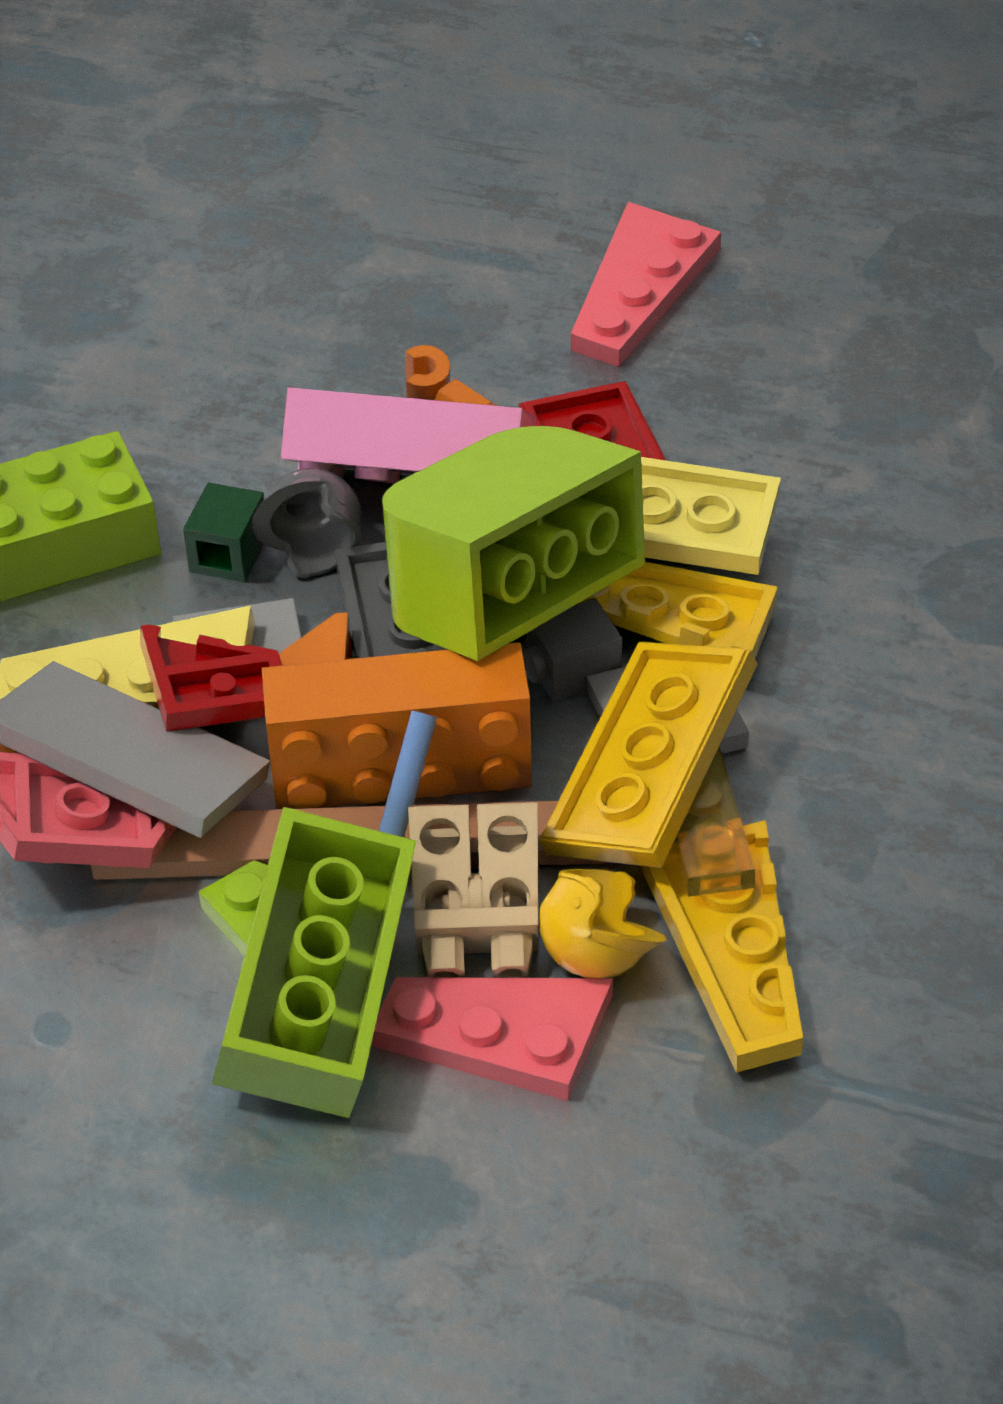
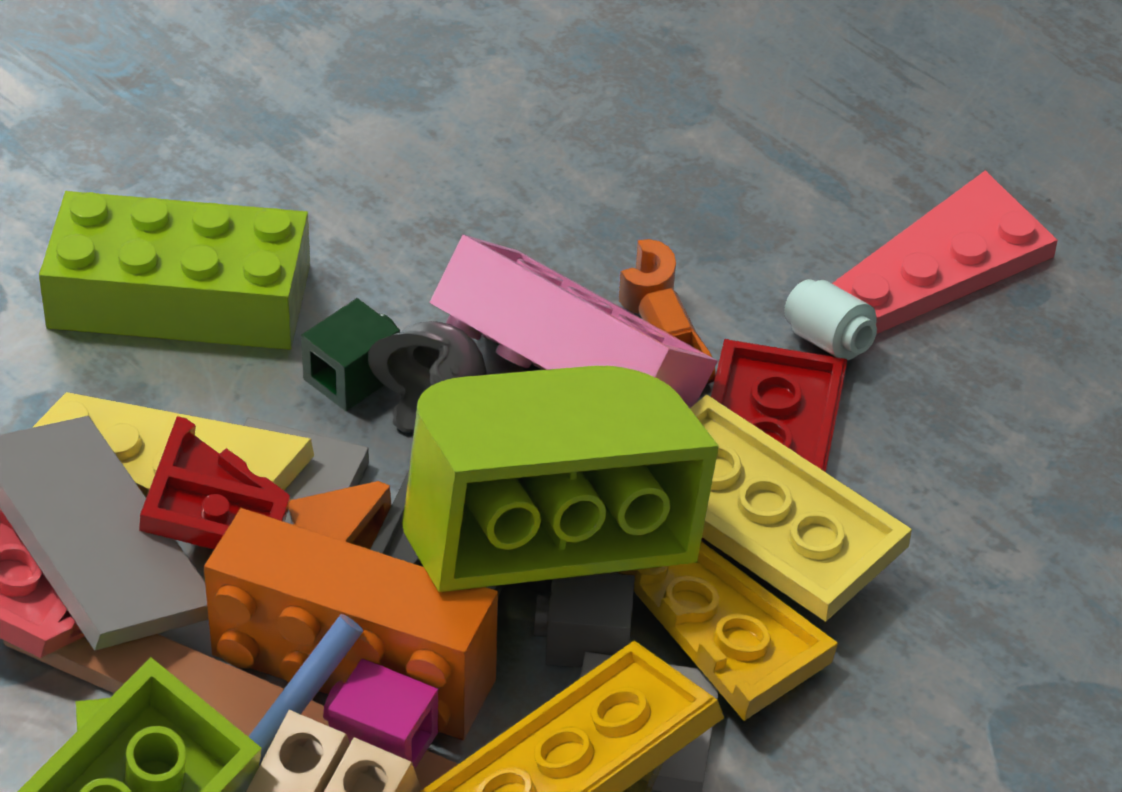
camera: 25 degrees right, 0 degrees up
(473, 776) = (385, 710): none -> dark pink brick
(595, 353) = (831, 318): none -> light aqua brick

